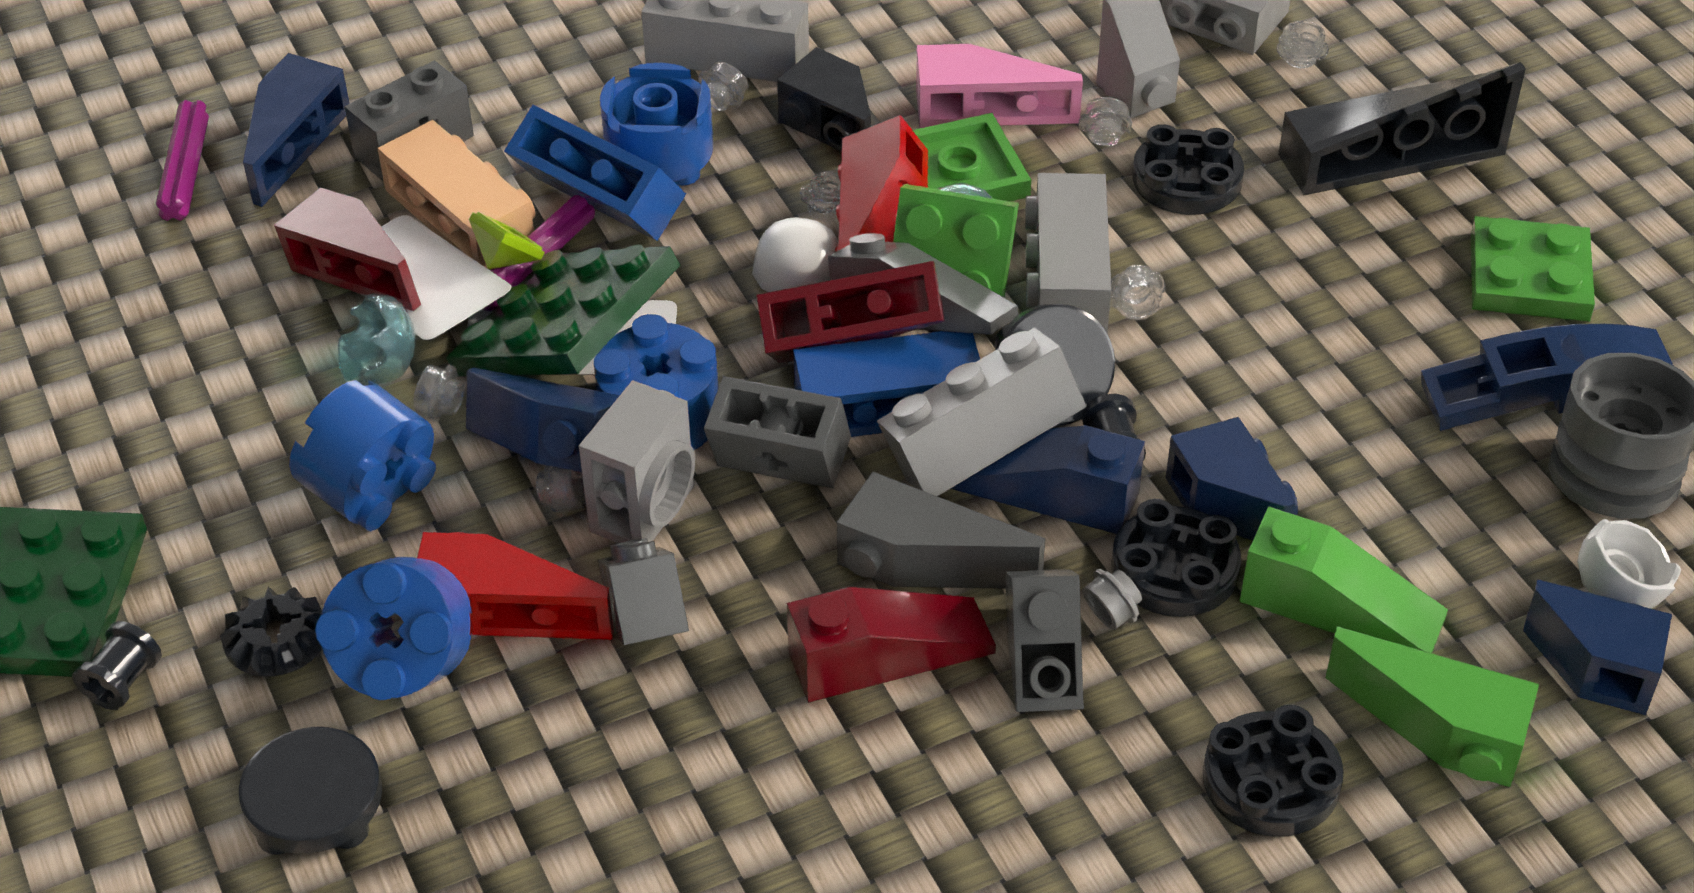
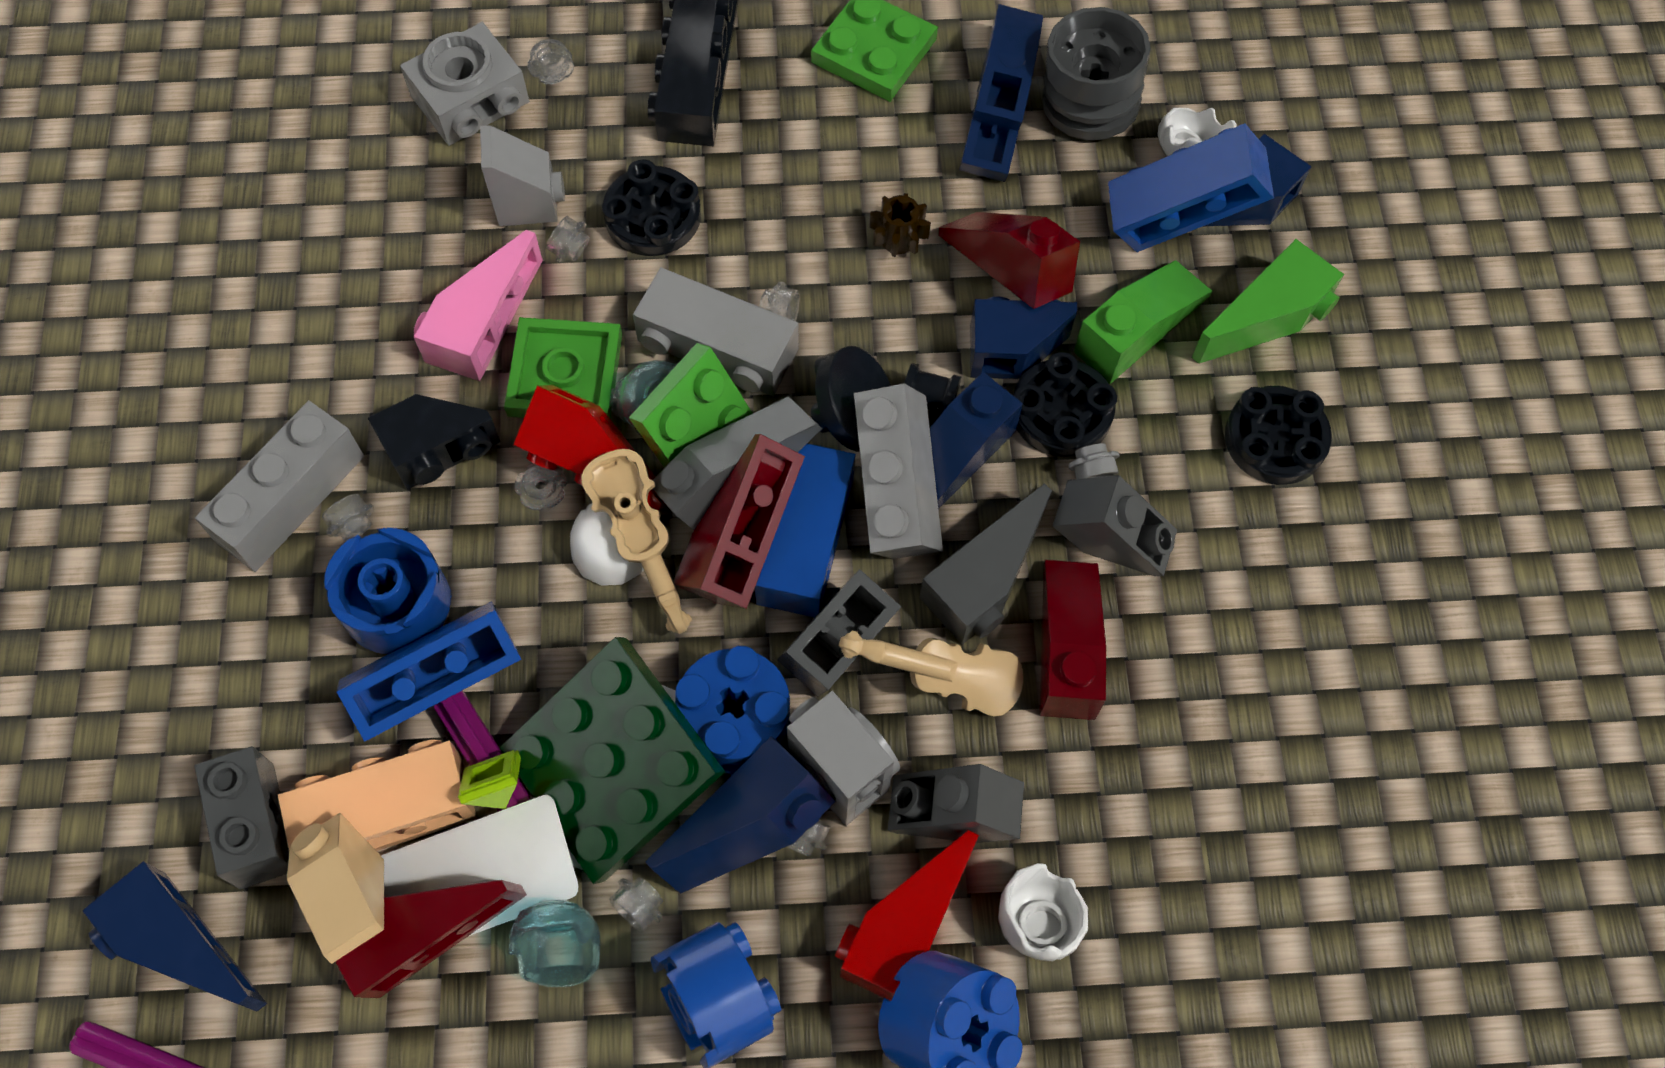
camera: 70 degrees left, 20 degrees up
(364, 165) = (337, 885): none -> tan slope
(552, 688) = (1042, 914): none -> white hair
(782, 526) = (984, 679): none -> tan piece
(829, 216) = (620, 488): none -> tan piece
(1303, 347) = (899, 224): none -> dark brown gear
(1315, 438) = (1019, 251): none -> dark red slope
(1521, 550) = (1190, 188): none -> blue brick

